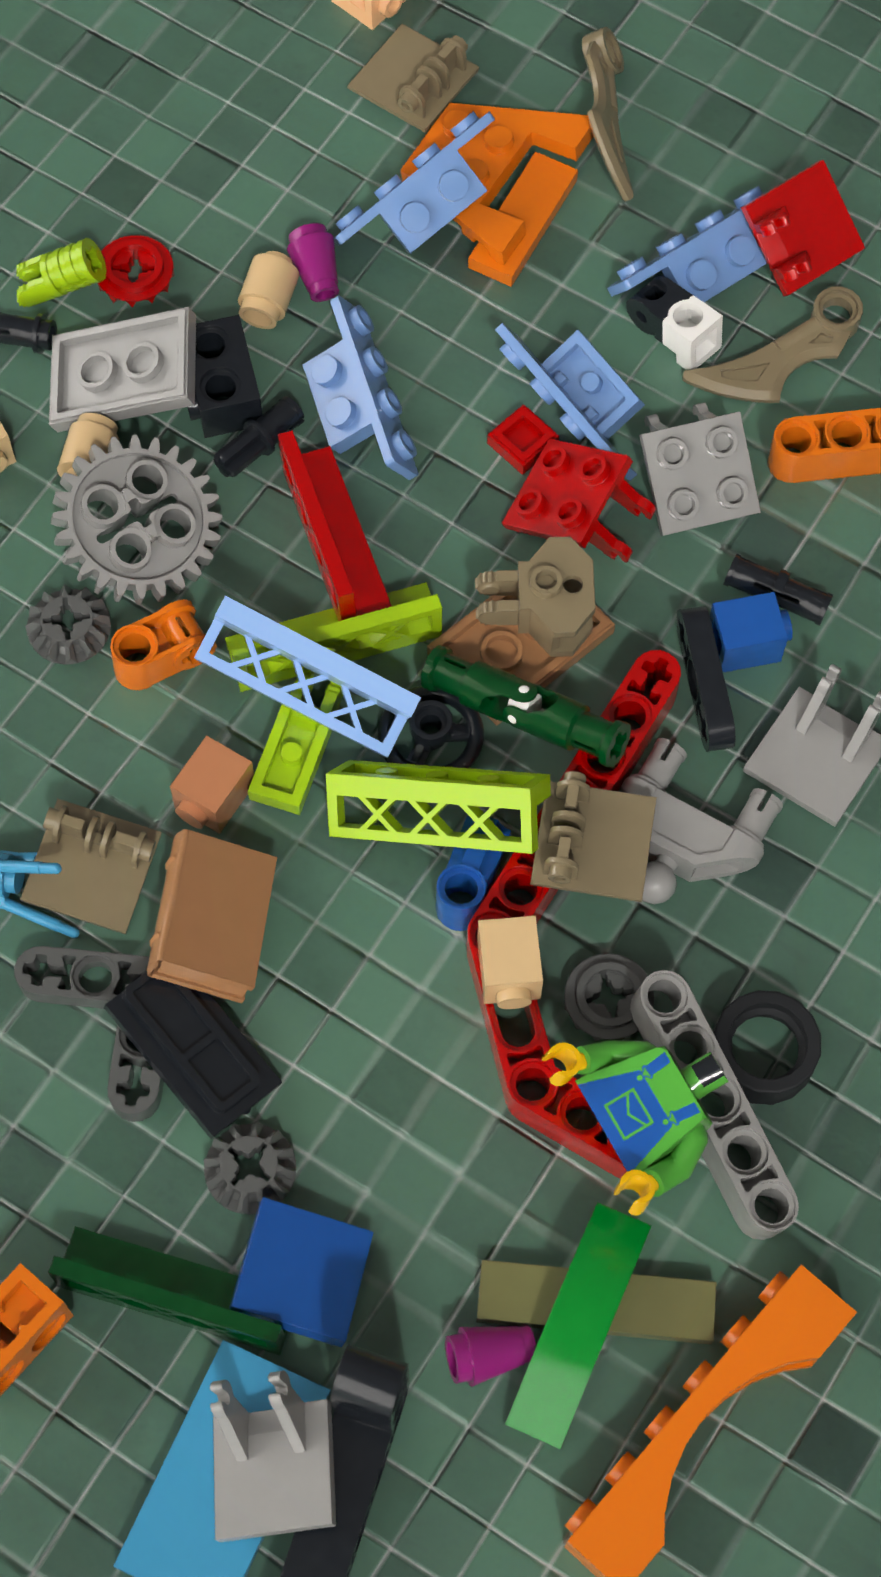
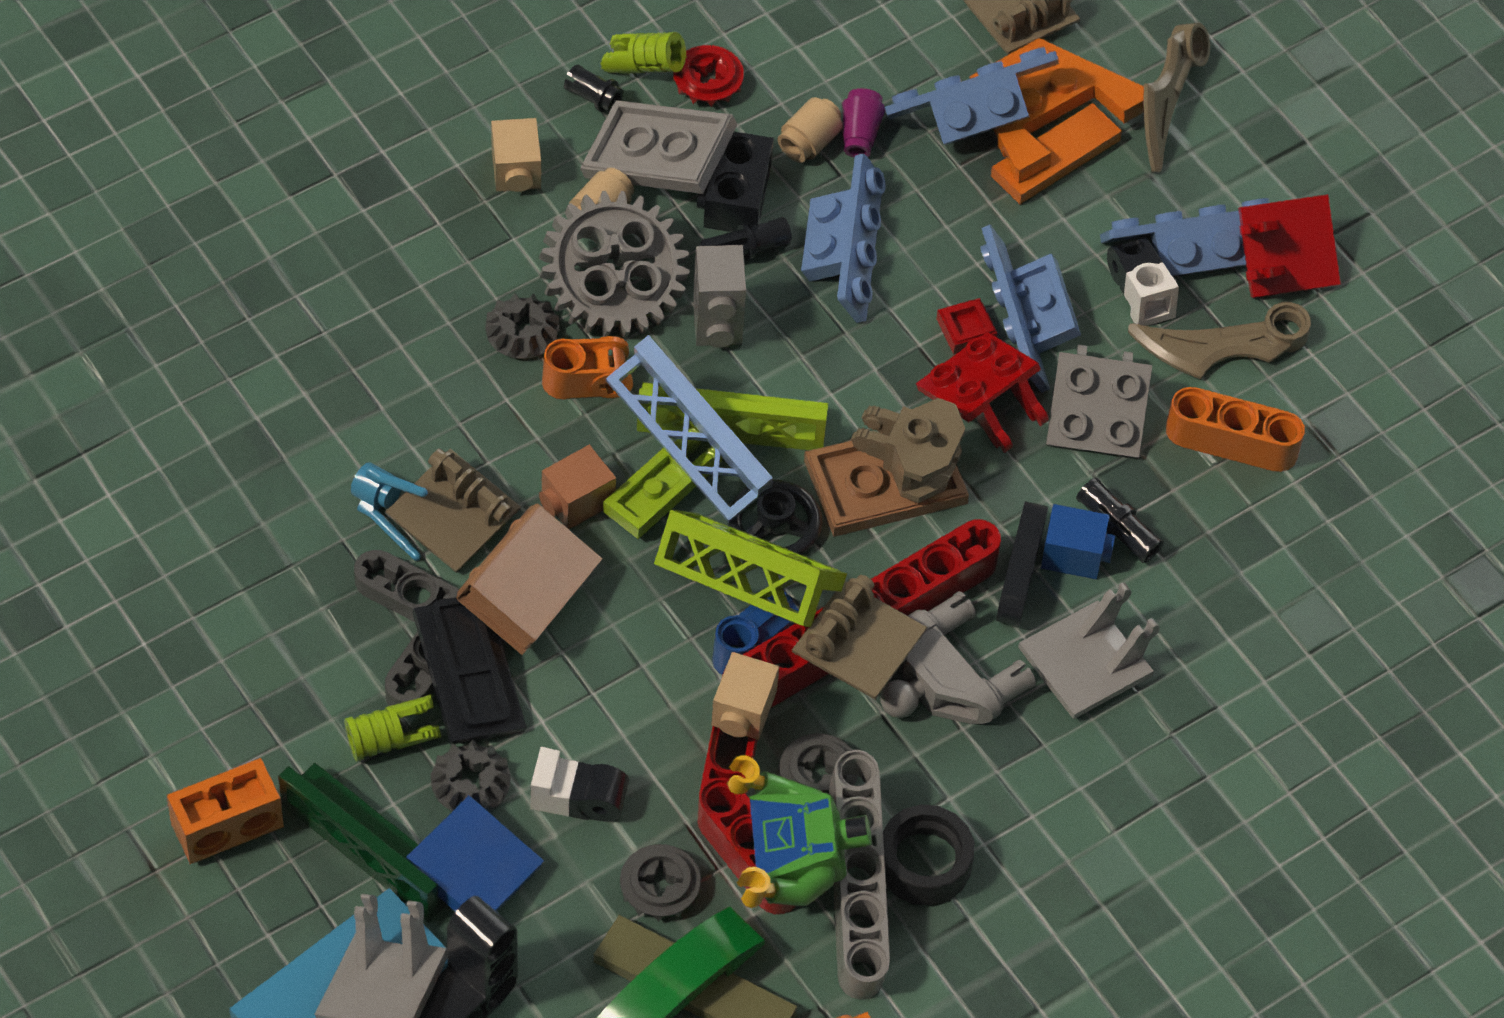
camera: 20 degrees right, 10 degrees down
(131, 1156) = (383, 731): none -> lime hinge
(264, 511) = (719, 295): none -> light grey brick
(332, 529) = (771, 330): red fence -> none
(372, 1131) = (577, 788): none -> leg
(487, 1352) = (588, 980): magenta cone -> none
(517, 1176) = (677, 869): none -> dark grey gear
(519, 702) = (857, 520): dark green piece -> none

